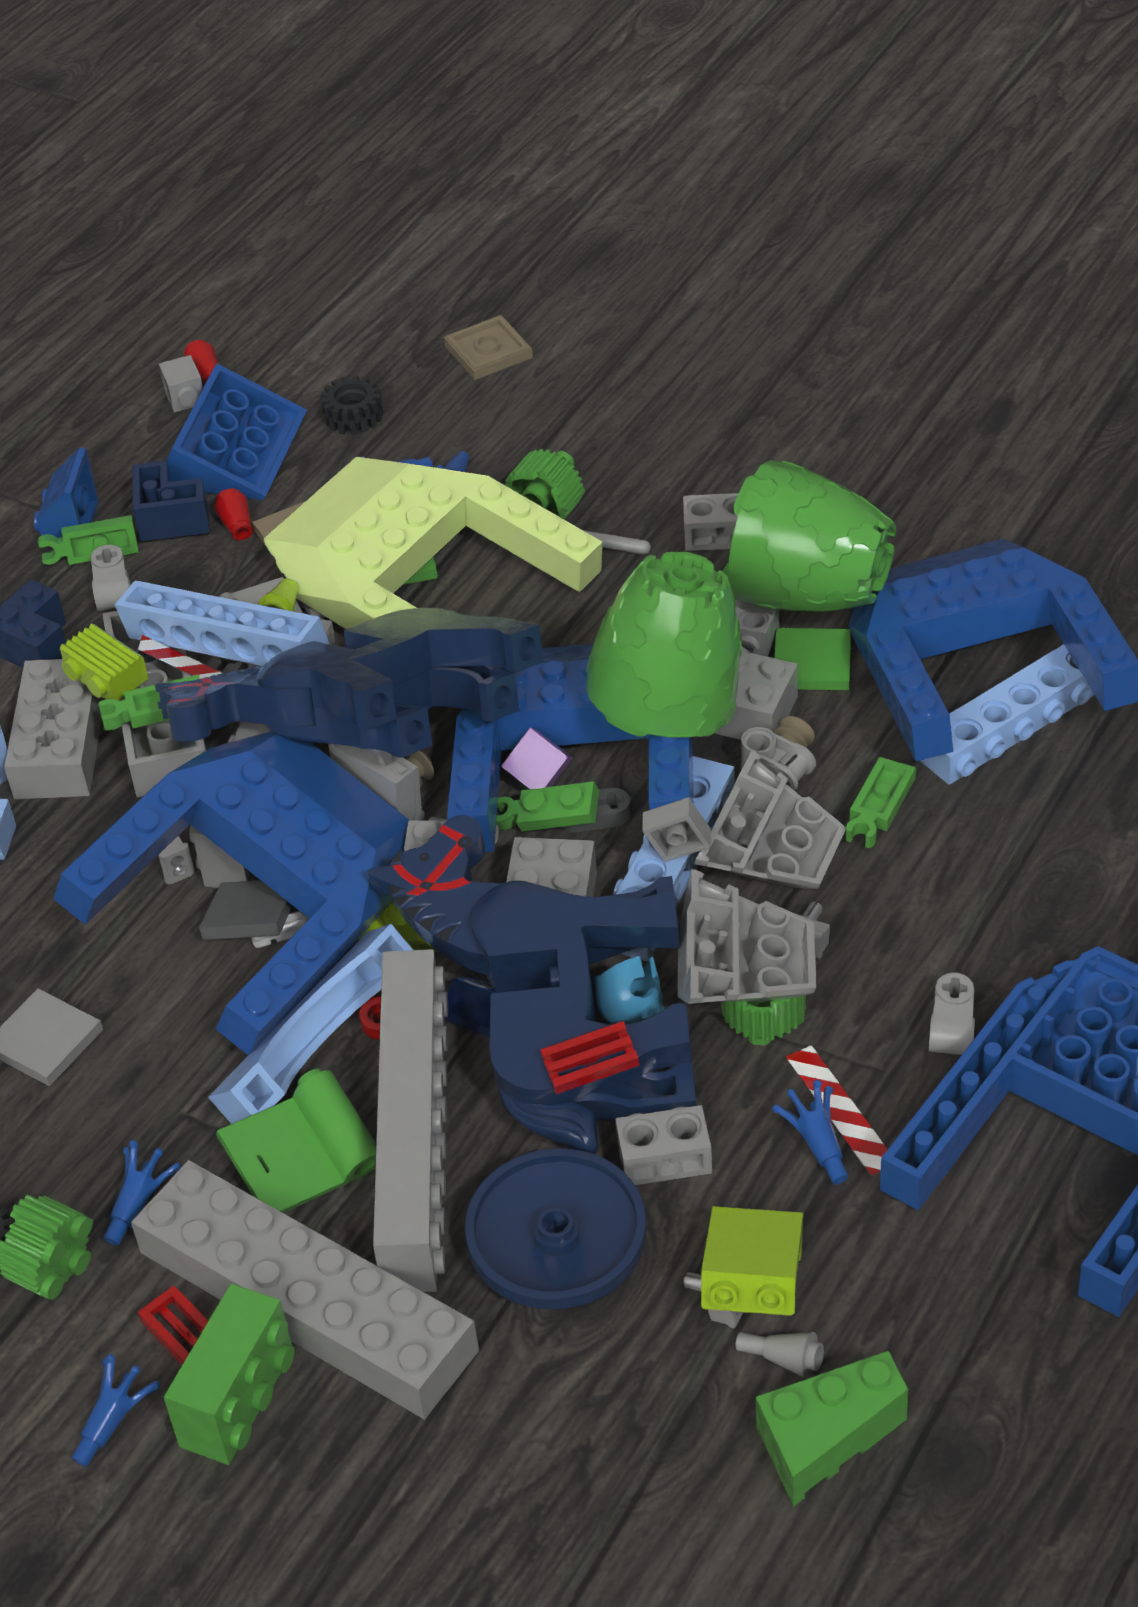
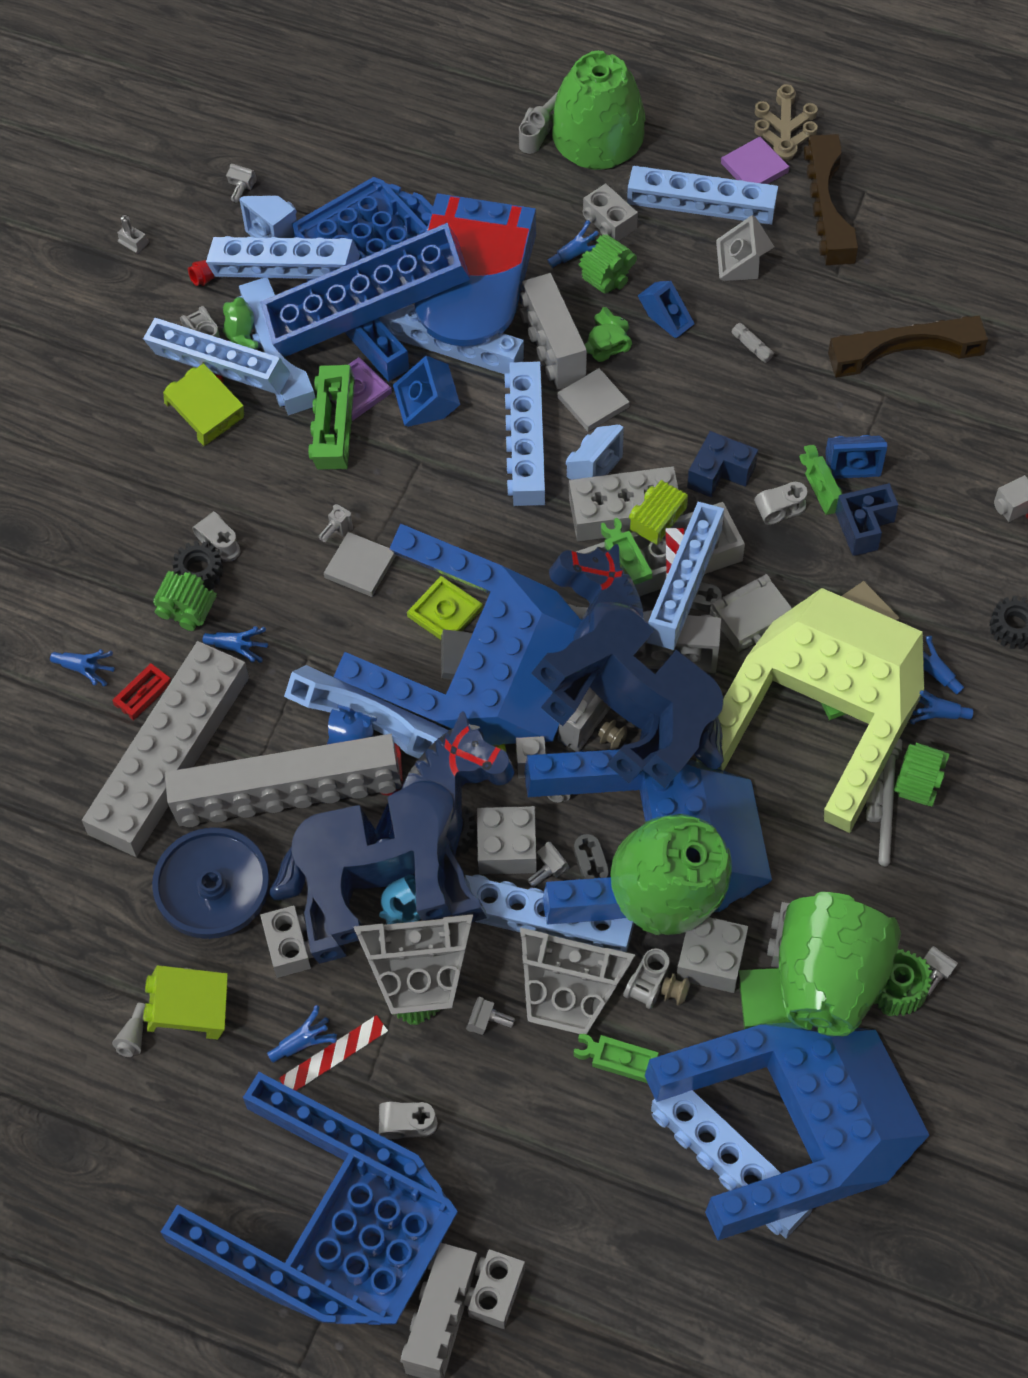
camera: 80 degrees right, 15 degrees up
(156, 942) = (444, 608): none -> lime tile
(230, 1374) = (94, 717): bright green brick -> none
(234, 512) = (869, 567): red cone -> none
(235, 436) = (957, 548): blue slope -> none
(282, 596) = (753, 612): lime cone -> none
(303, 1143) = (268, 720): bright green door -> none
(337, 1044) = (349, 725): none -> blue helmet
(536, 760) = (620, 813): piece -> none
(550, 807) = (580, 829): bright green plate -> none
(587, 1050) = (301, 855): red tile -> none
(601, 841) = (554, 864): none -> light grey piece
(676, 829) = (535, 907): light grey piece -> none
(709, 521) = (909, 911): light grey brick -> none
(829, 1419) = (74, 1060): bright green wedge -> none

